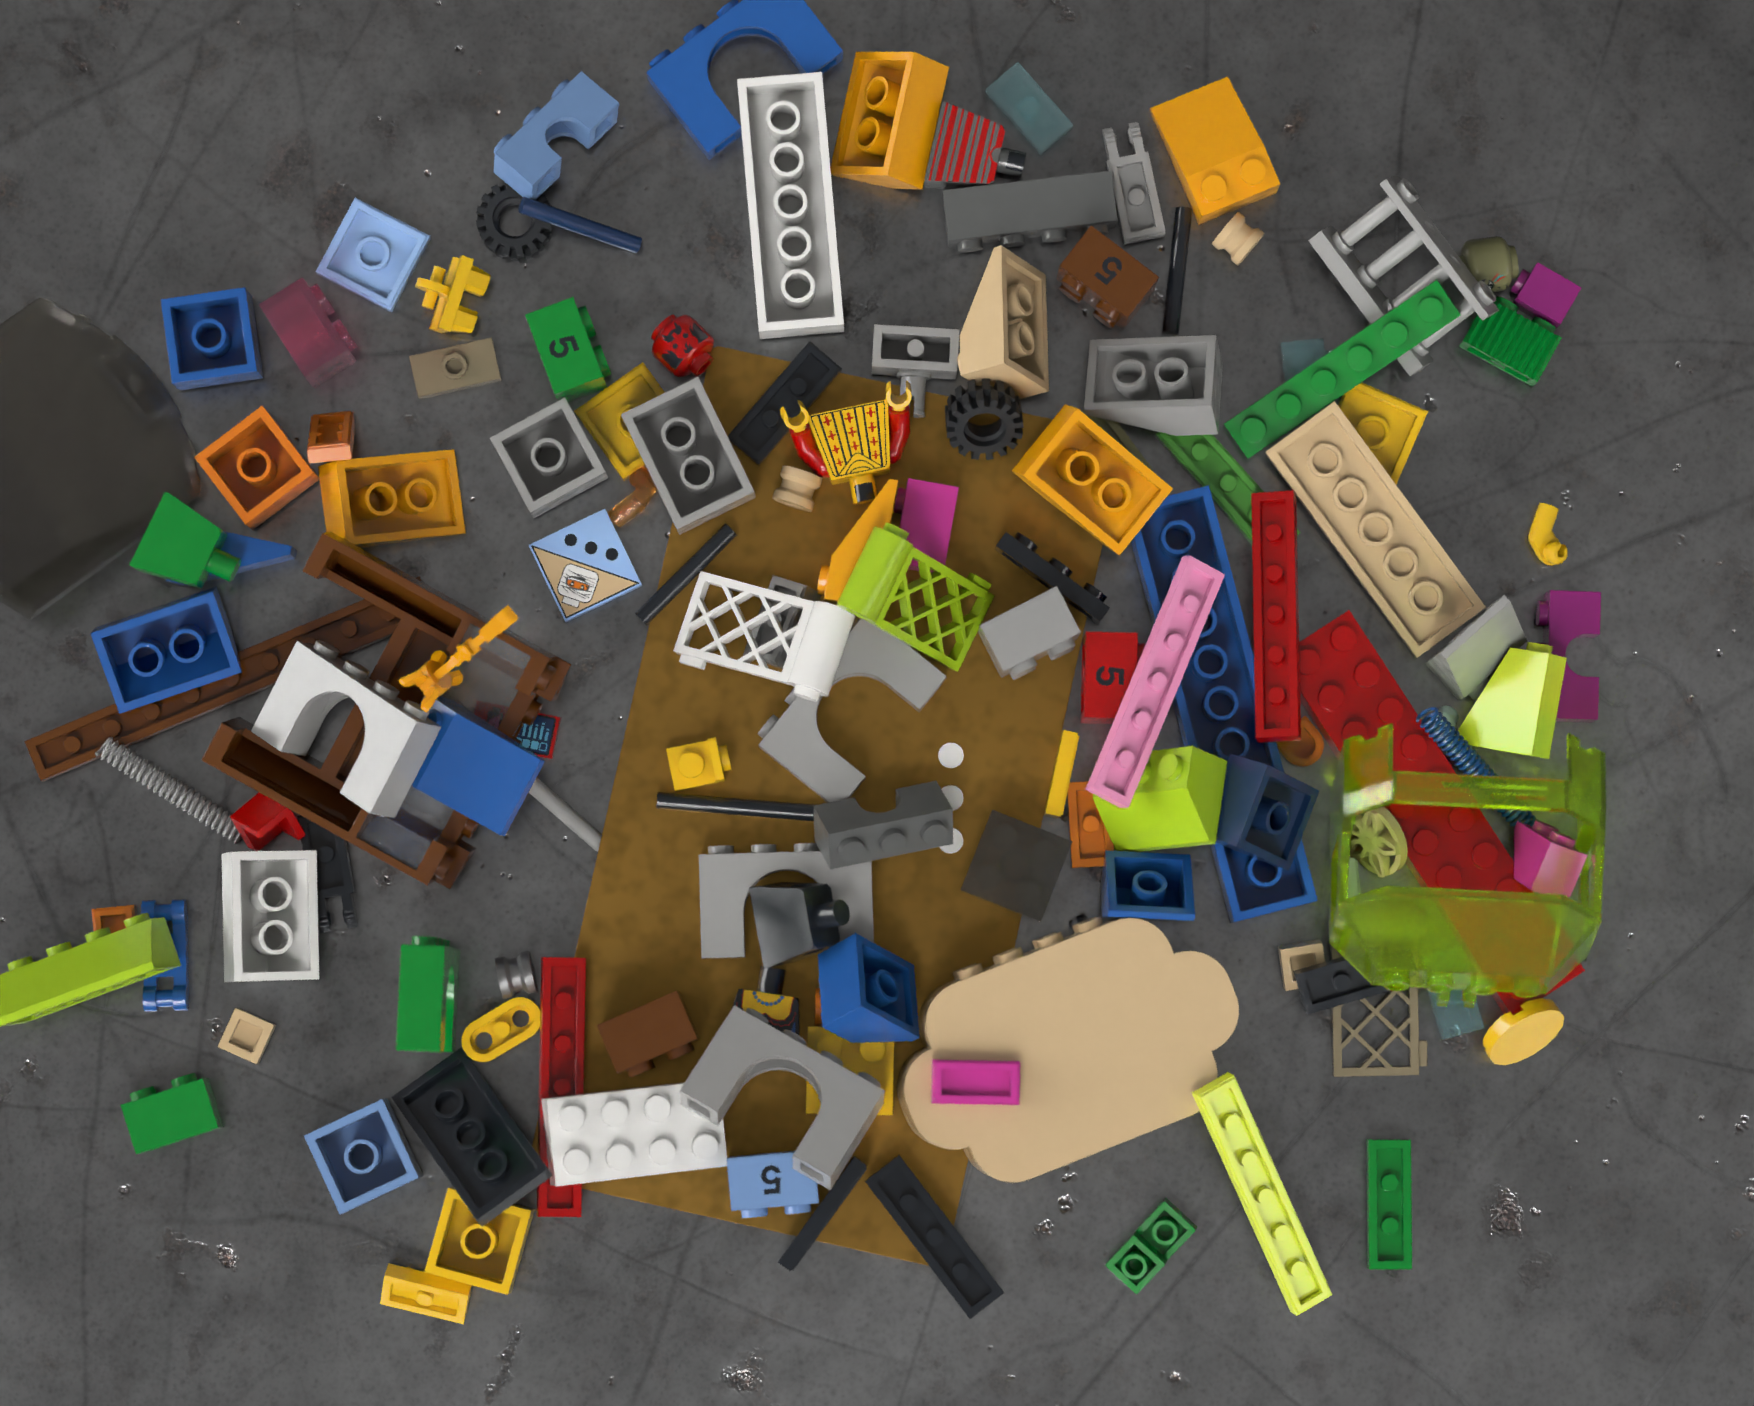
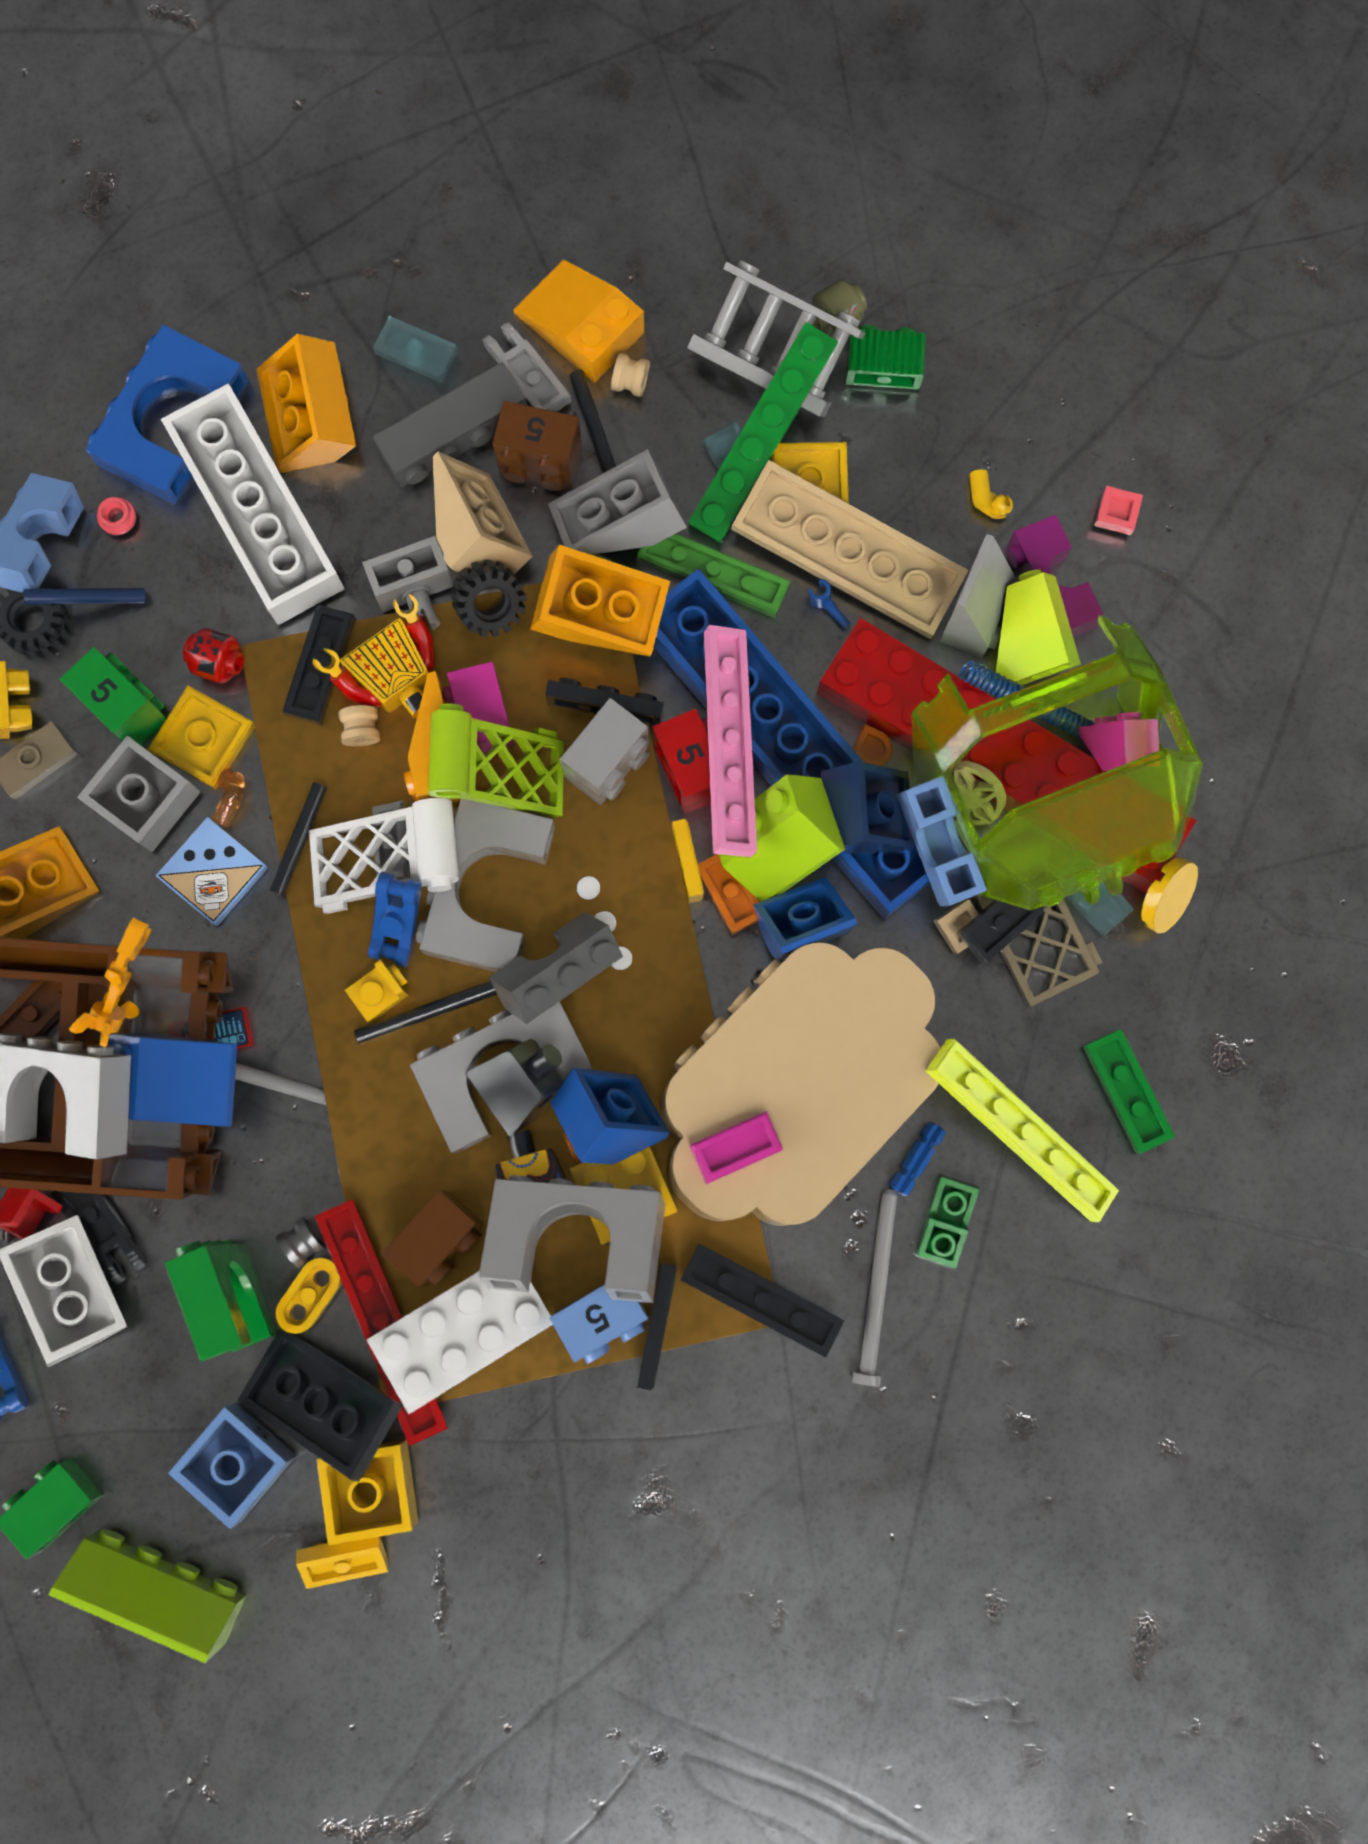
camera: 25 degrees left, 5 degrees down
(237, 1239) = (149, 1595): none -> lime slope
(246, 1036) = (87, 1405): tan plate -> none
(641, 136) = (109, 508): none -> coral plate
(688, 455) = (254, 737): light grey brick -> none
(747, 703) = (395, 918): none -> blue plate
(969, 151) = (379, 399): torso -> none
(1016, 866) = (685, 952): clear smoke brick -> none
(1050, 1280) = (877, 1291): none -> light grey bar
(1150, 1172) = (917, 1158): none -> blue axle
(1276, 616) = (805, 649): red plate -> none
(1312, 879) = (931, 823): none -> medium blue arch
(1328, 574) = (825, 601): none -> blue hand
(1544, 294) = (895, 307): magenta brick -> none
(1673, 613) = (1118, 510): none -> coral plate

